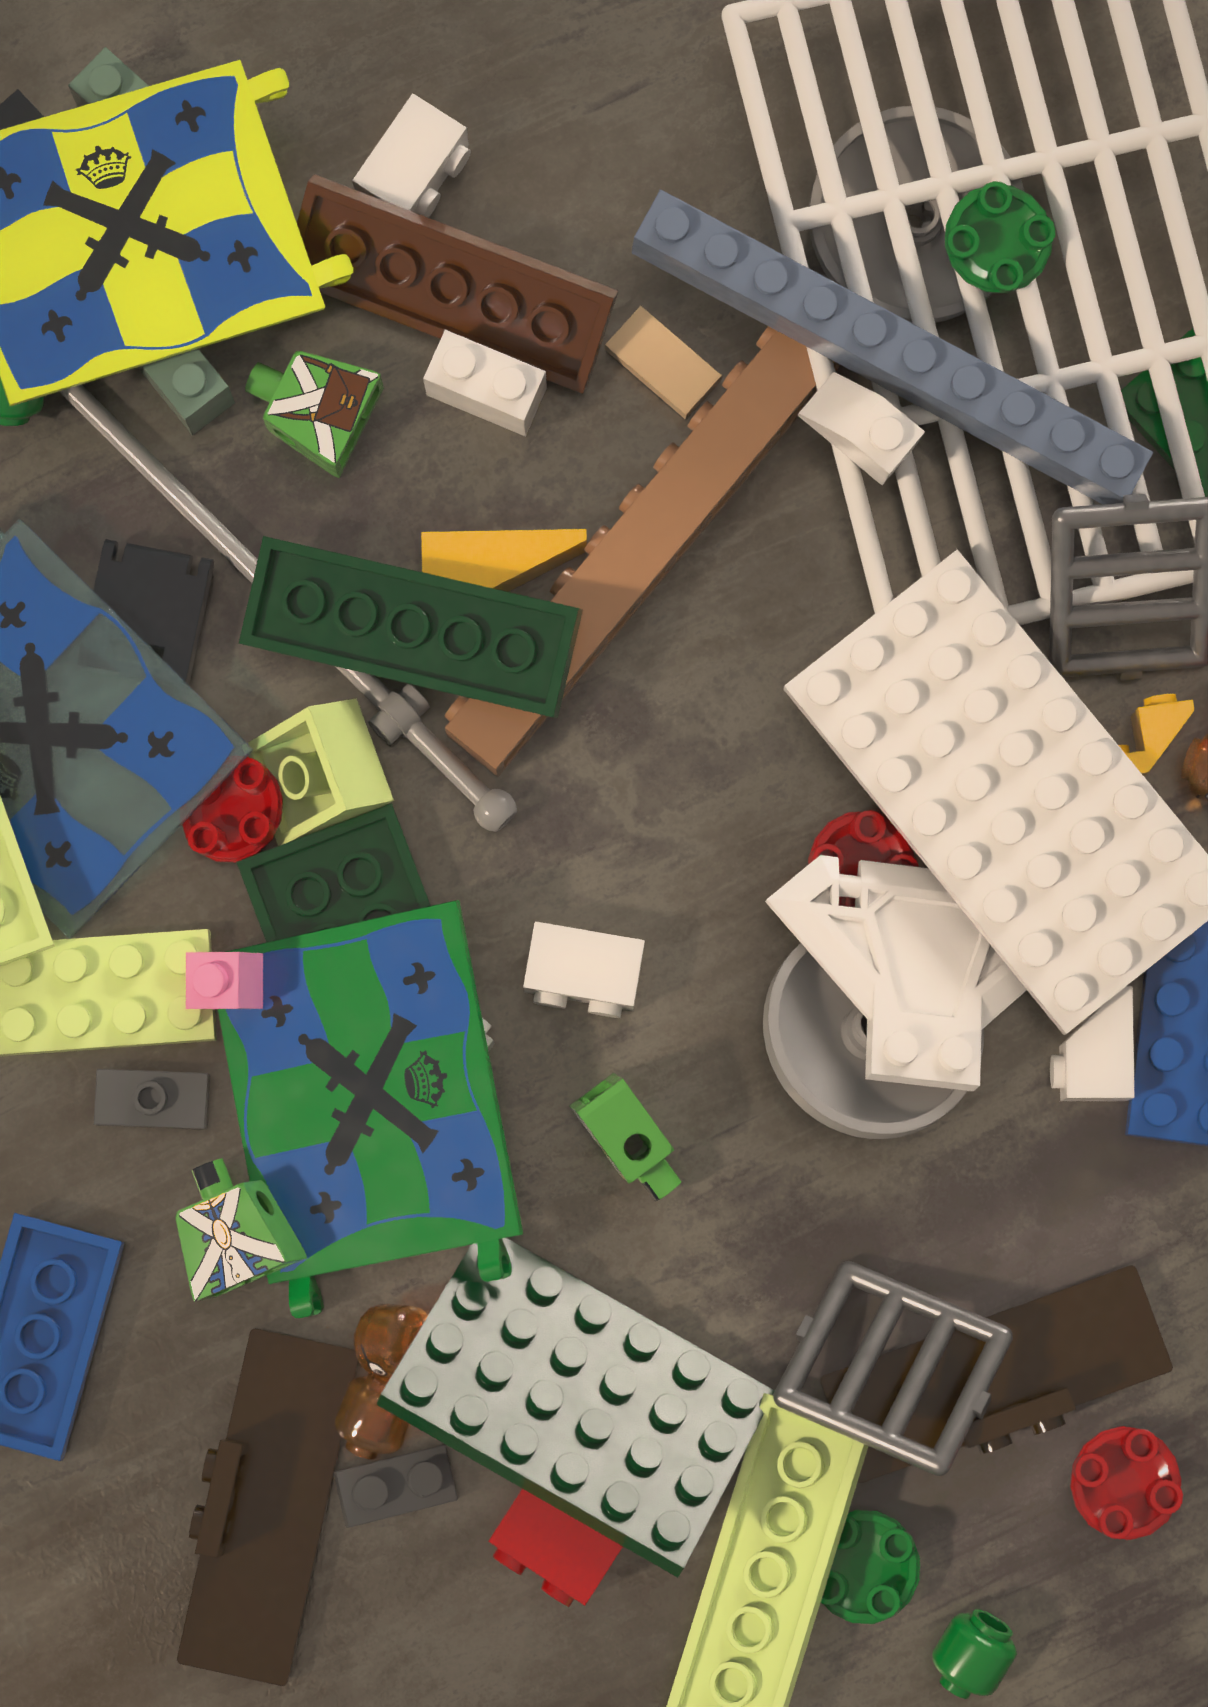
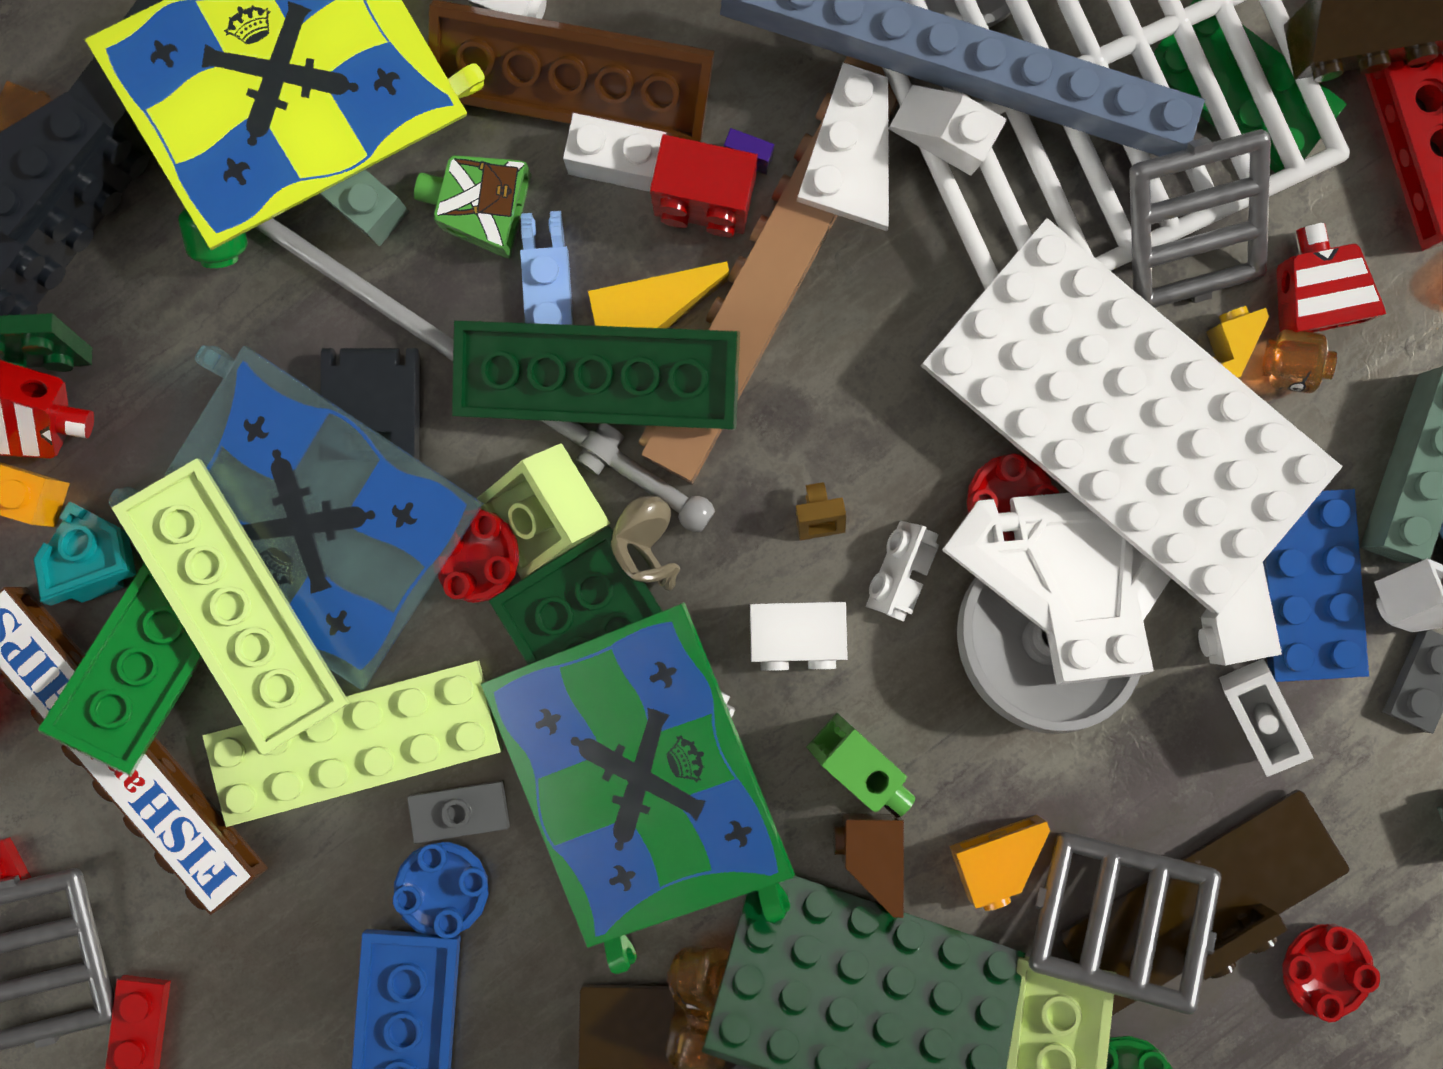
camera: 15 degrees left, 5 degrees up
(113, 1183) = (441, 889): none -> blue dish
(224, 980) = (498, 707): bright pink brick -> none
(233, 1234) = (549, 916): torso -> none
(377, 503) = (546, 274): none -> light blue hinge
(429, 811) = (641, 526): none -> dark tan piece
(576, 440) = (703, 185): none -> red brick
(620, 1240) = (874, 855): none -> reddish brown slope
(636, 411) = (745, 142): none -> dark purple plate
(636, 839) = (819, 515): none -> pearl gold tile
(663, 362) = (761, 108): tan tile -> none
(733, 899) = (907, 549): none -> white hinge
(751, 432) = (851, 152): none -> white wing
(763, 1278) = (999, 861): none -> light orange slope
(1103, 1168) = (1265, 718): none -> white brick

